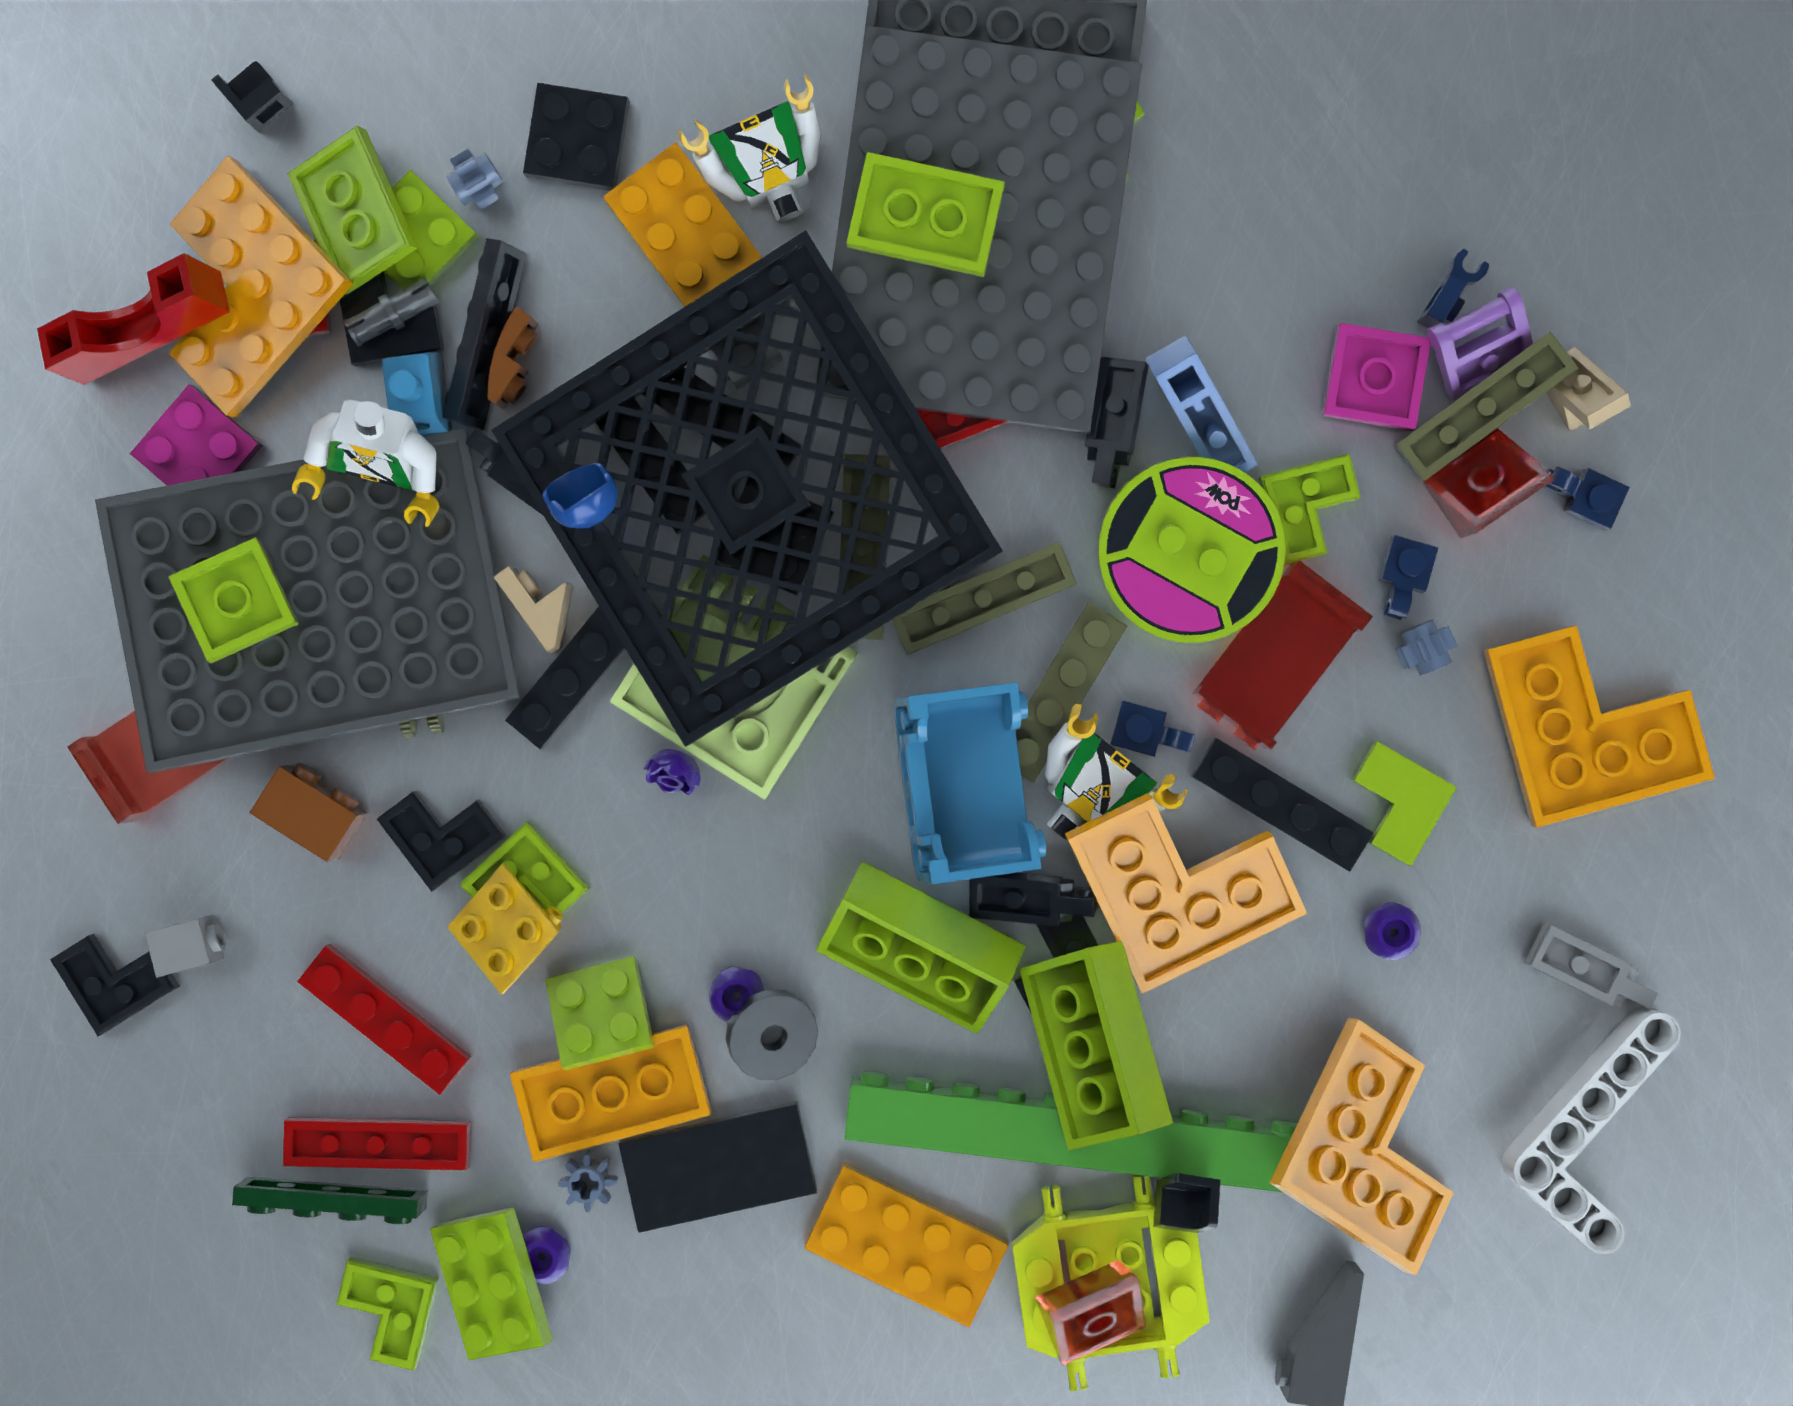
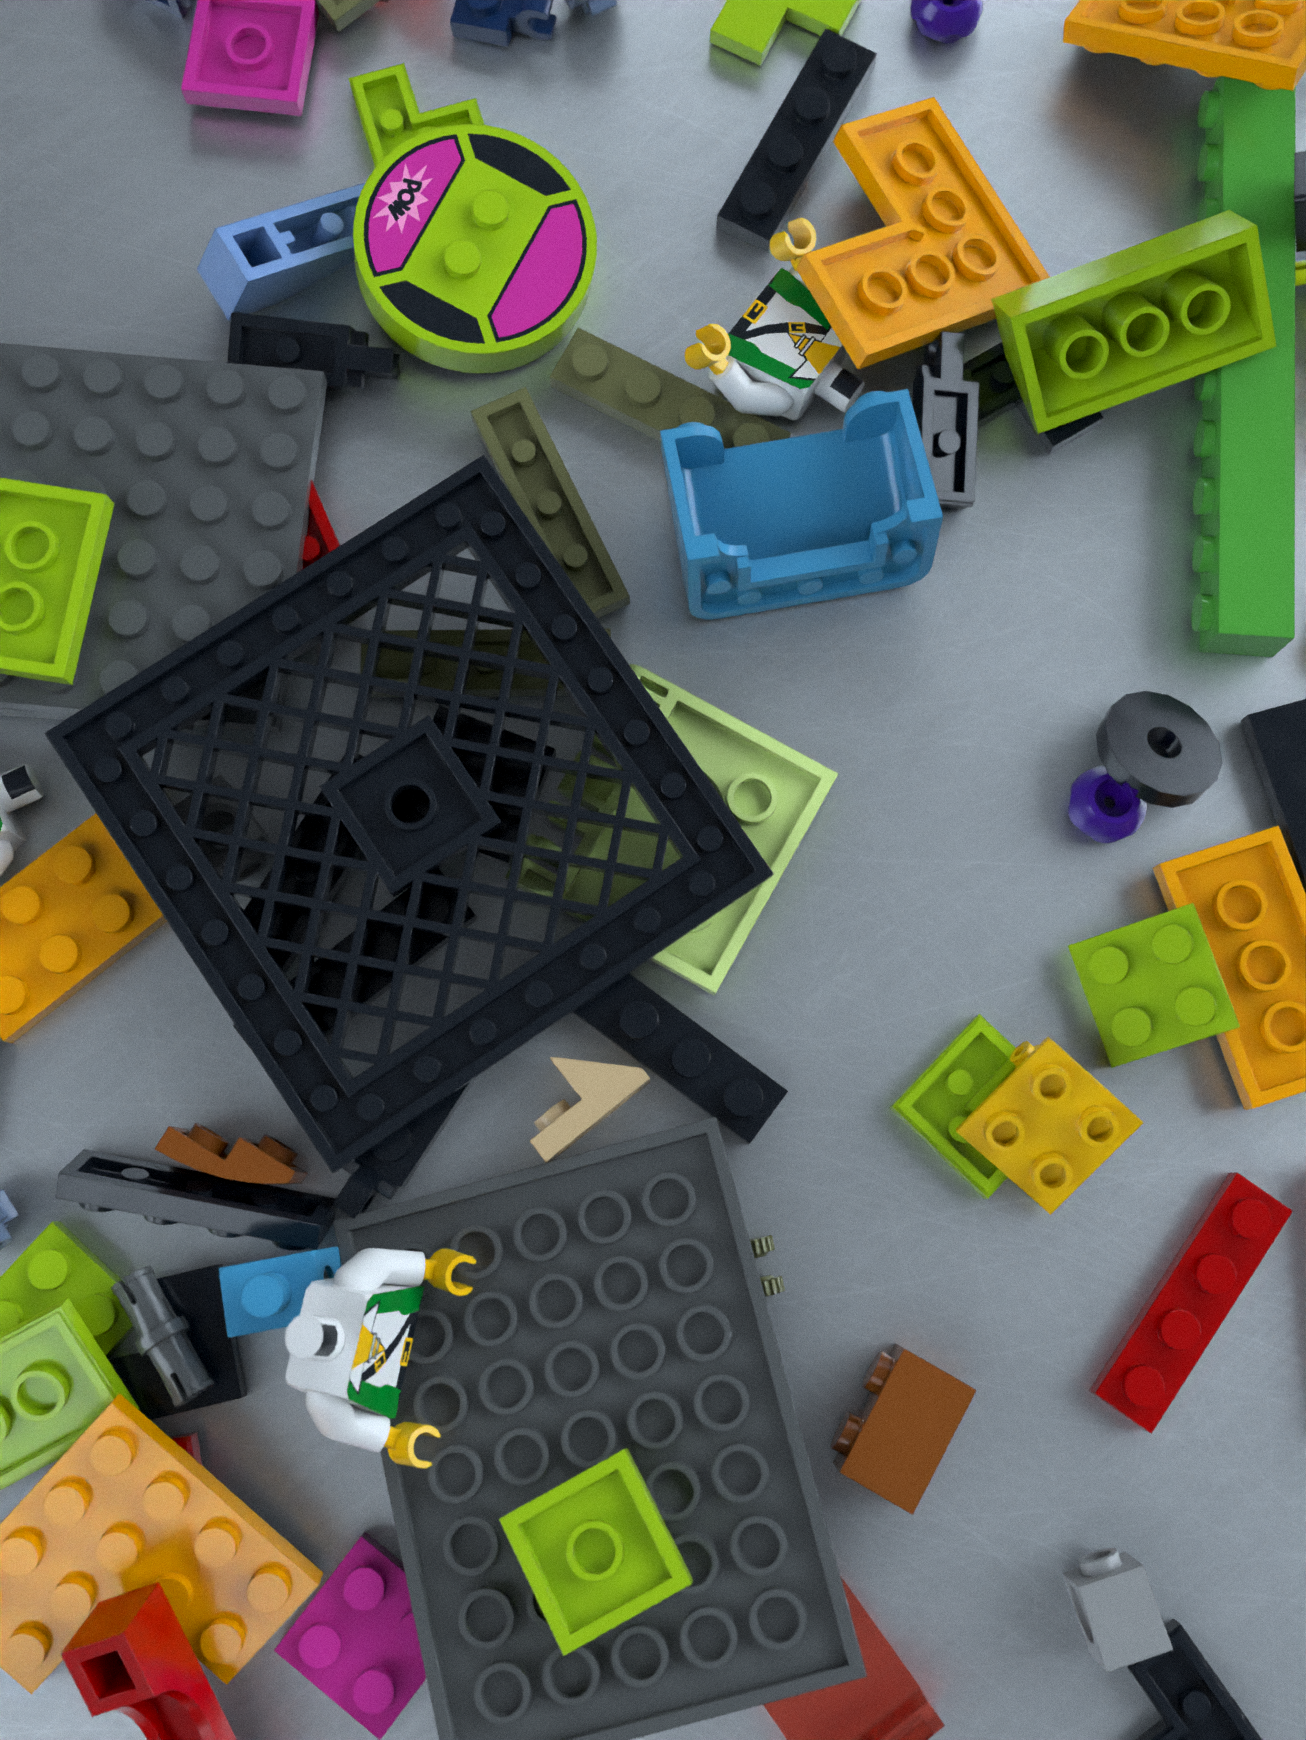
camera: 90 degrees left, 10 degrees down
(435, 849) = (940, 1238): black tile -> none
(582, 496) = (424, 1024): blue hair -> none
(673, 771) = (806, 900): dark purple plate -> none
(921, 948) = (1021, 561): lime slope -> none
(1143, 729) = (712, 297): dark blue plate -> none
(1279, 656) = (624, 159): clear red panel -> none

